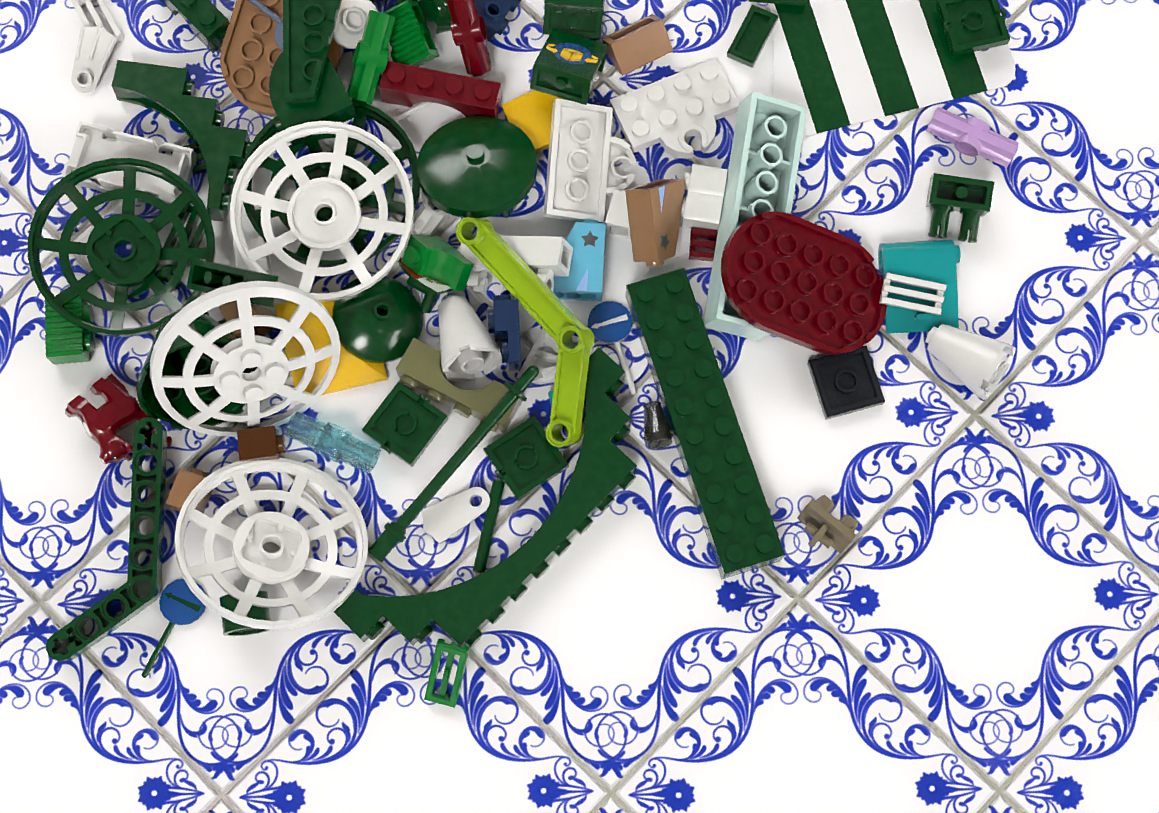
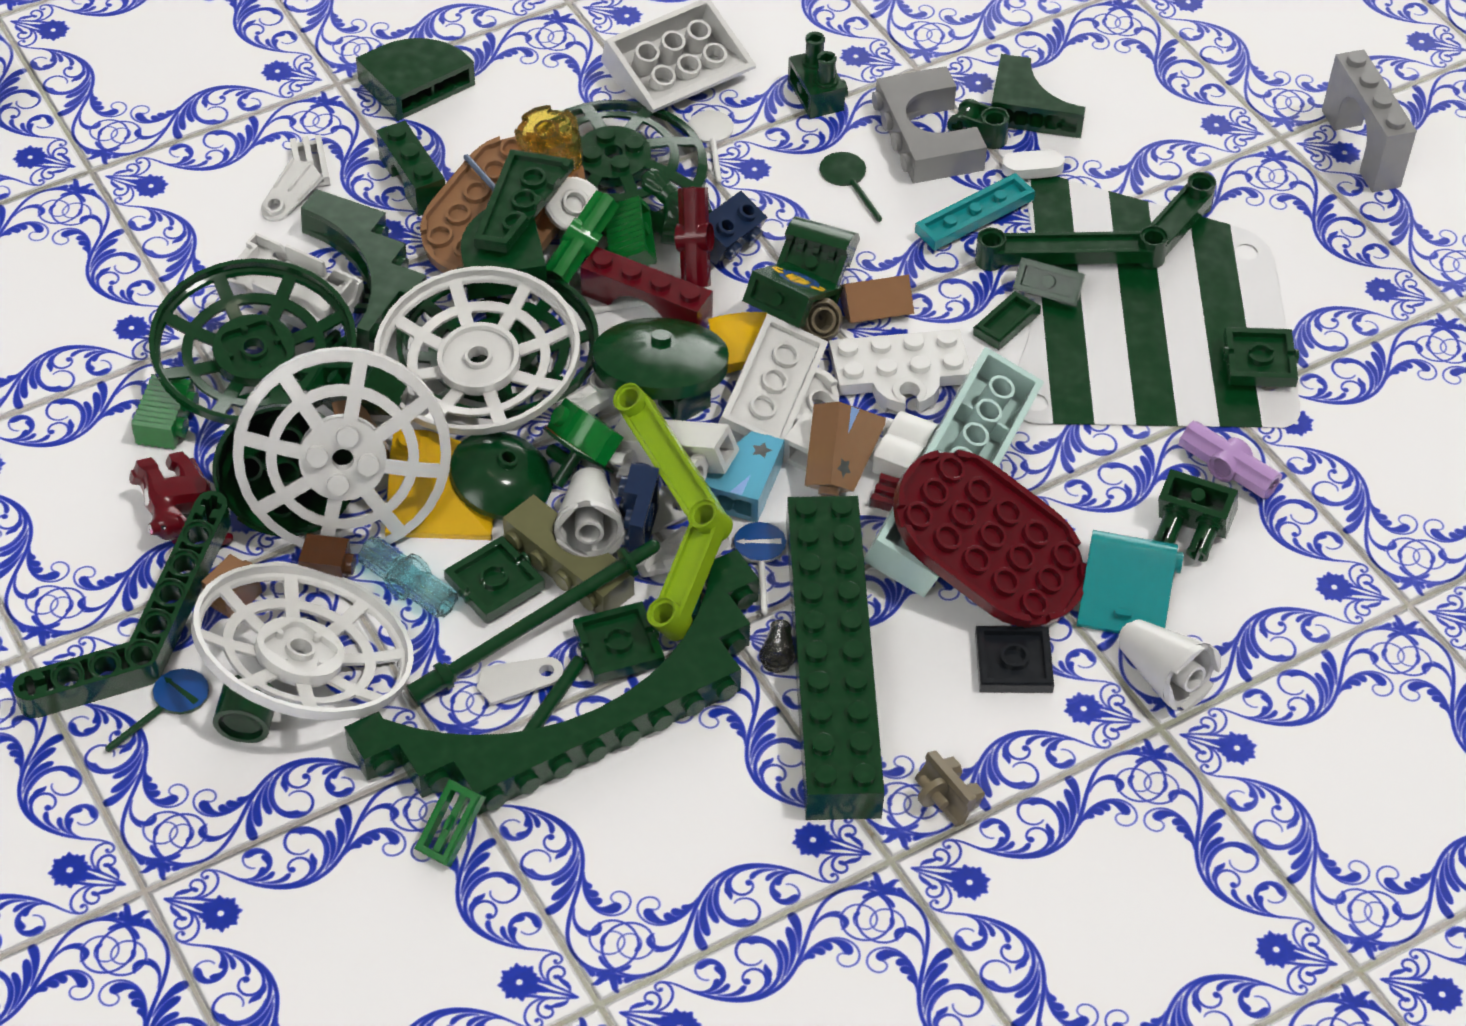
camera: 15 degrees right, 25 degrees down
(603, 84) = (824, 319): none -> dark tan cone
(937, 299) = (1121, 572): white tile -> none

